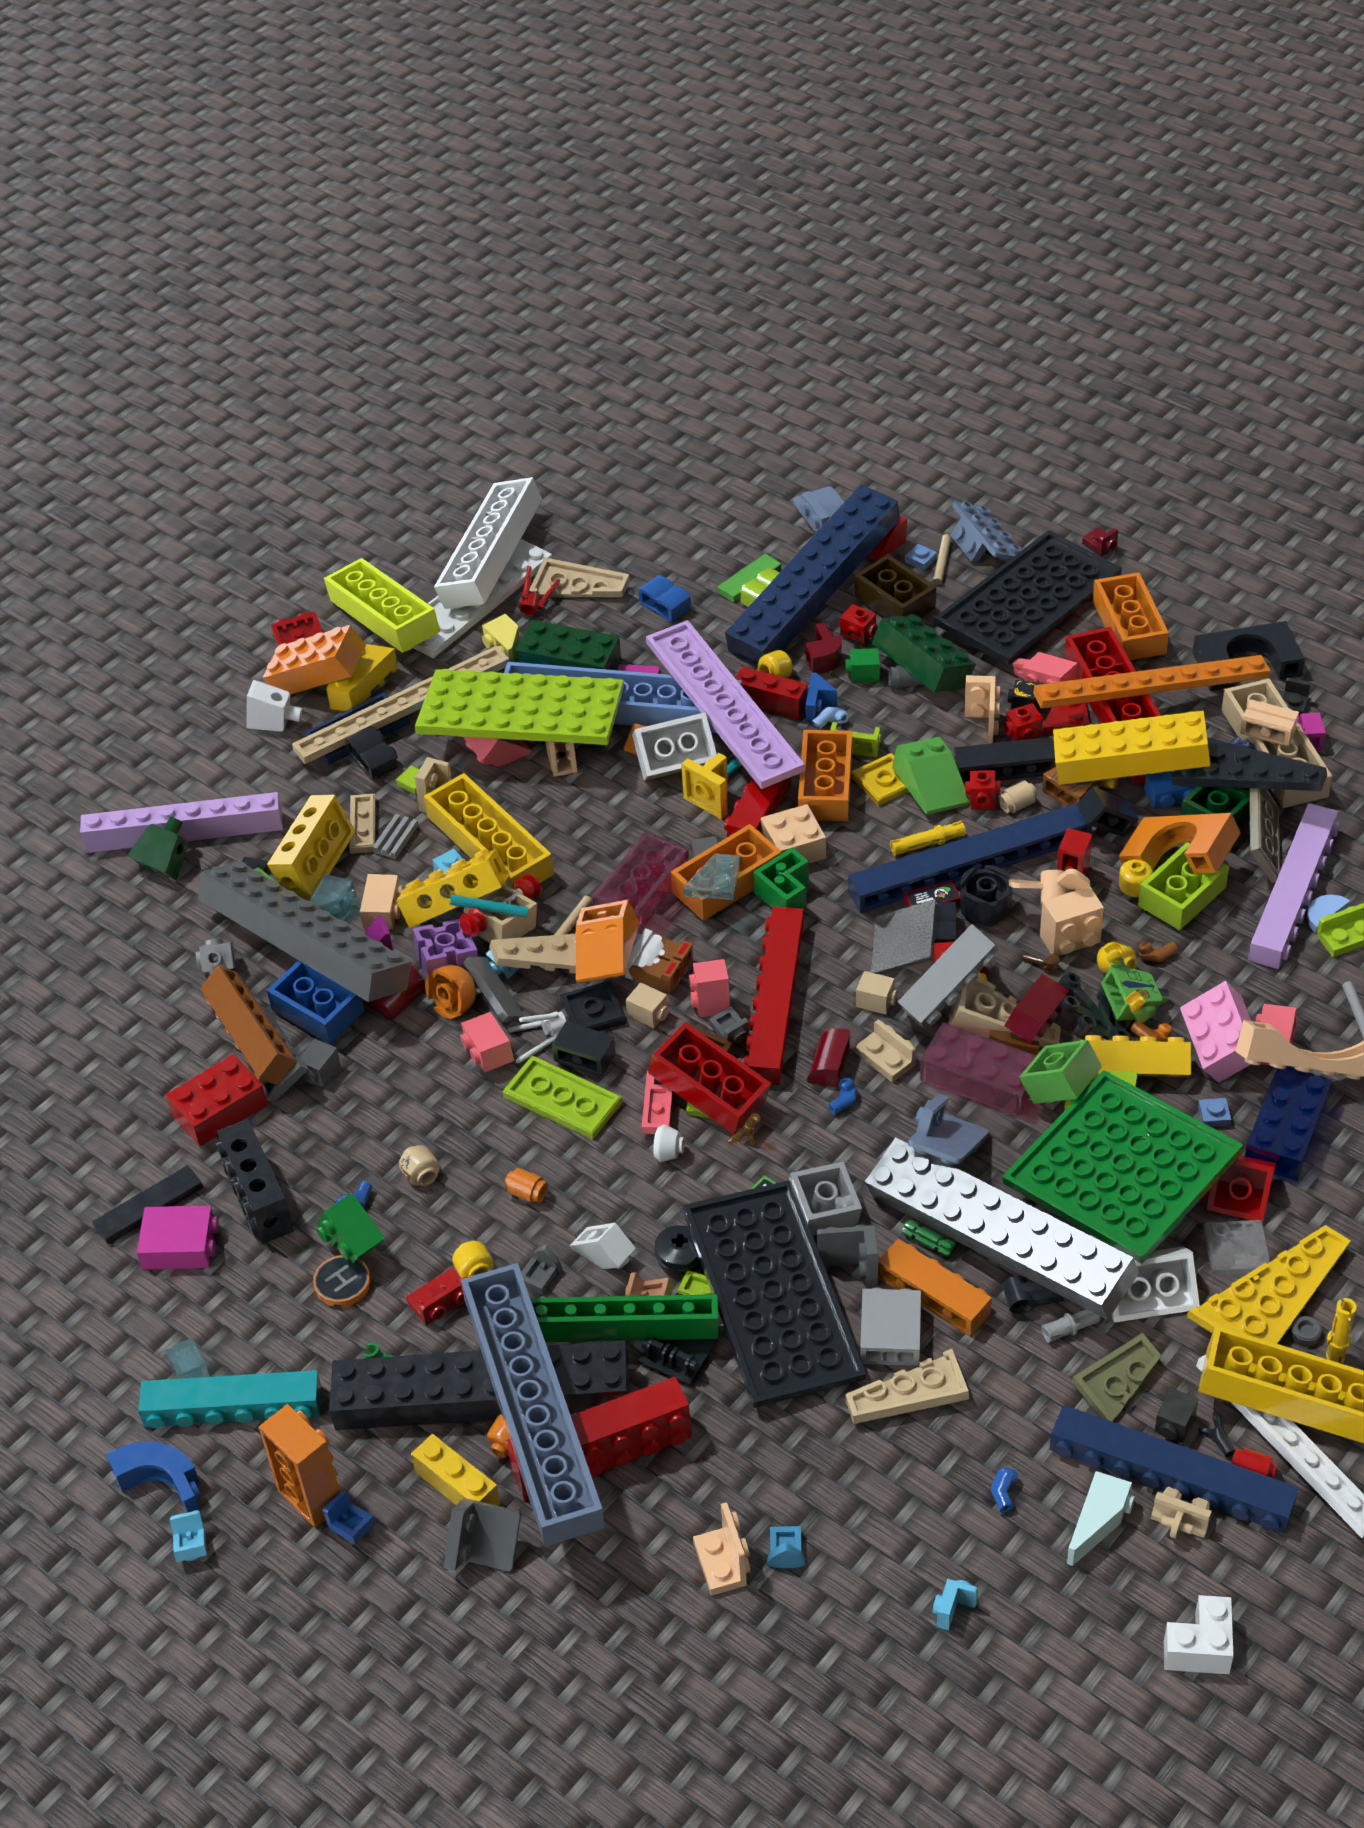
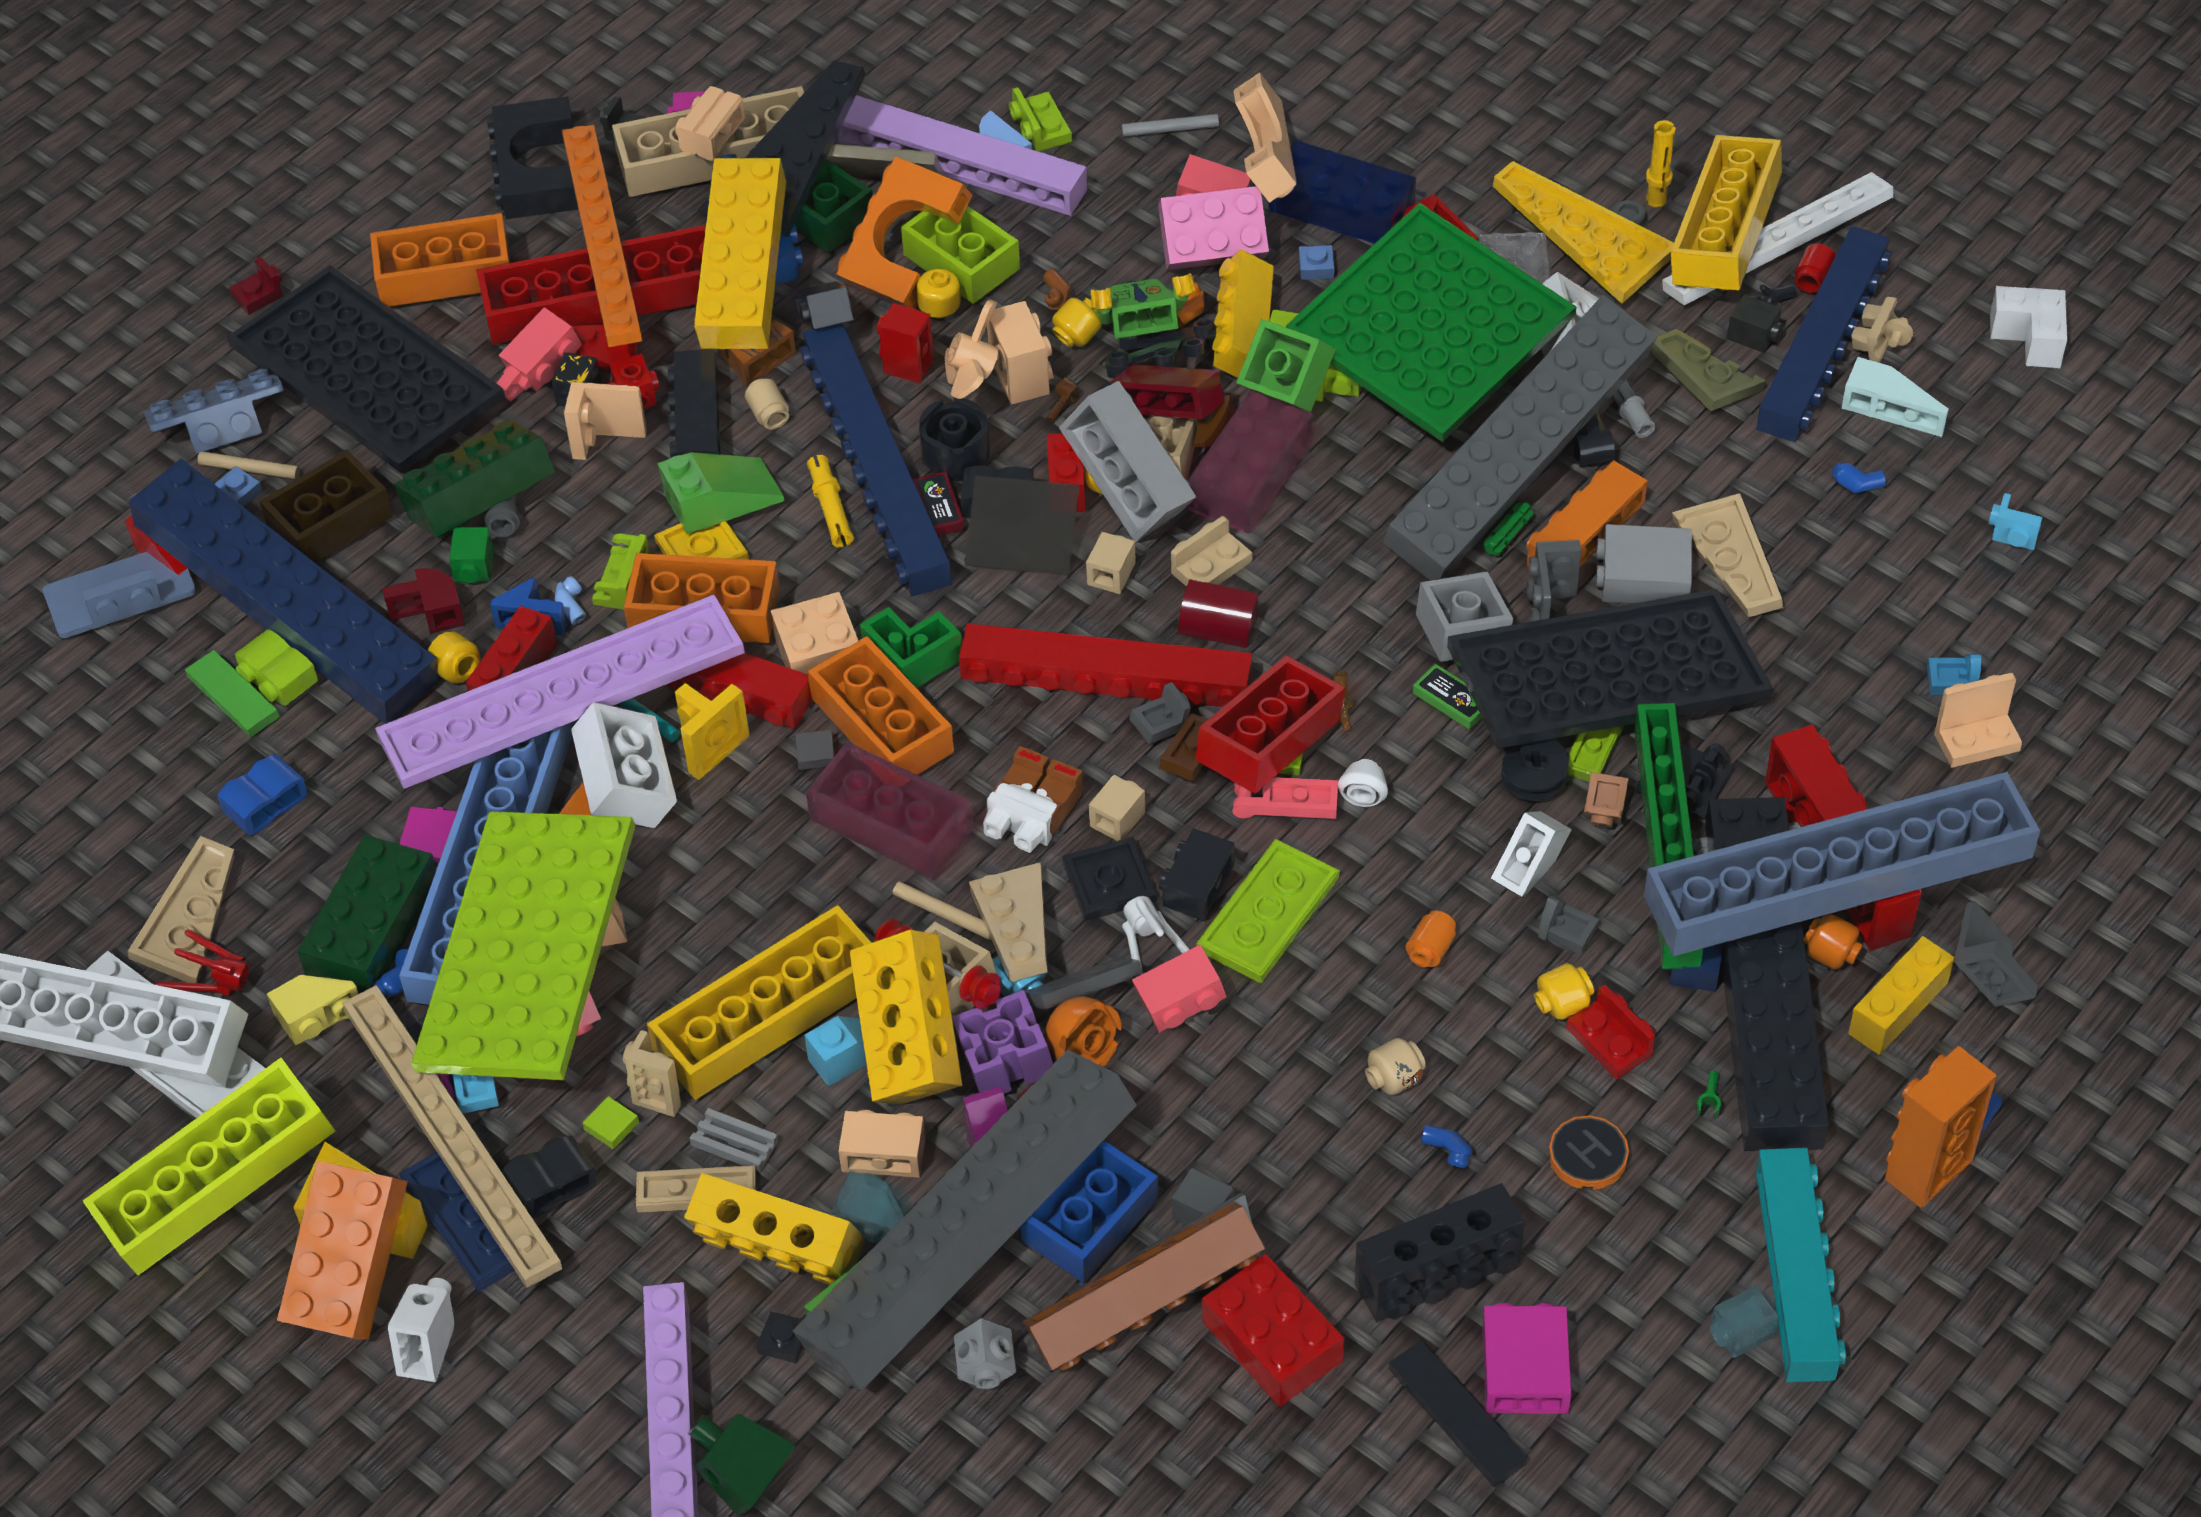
camera: 90 degrees left, 5 degrees up
(156, 1462) = (1906, 1361): blue arch -> none
(188, 1536) = (2019, 1291): medium azure bracket -> none
(291, 630) = (219, 1312): red bracket -> none
(350, 1227) = (1520, 1126): green brick -> none
(489, 905) = (956, 963): teal bar -> none
(604, 940) = (1022, 837): orange slope -> none
(710, 987) = (1105, 724): coral brick -> none
(715, 879) = (916, 703): clear light blue wing -> none
(846, 1098) = (1282, 601): blue arm -> none
(858, 624) = (386, 554): red brick -> none
(944, 1134) = (1377, 483): sand blue bracket -> none
(982, 789) = (753, 433): red brick -> none

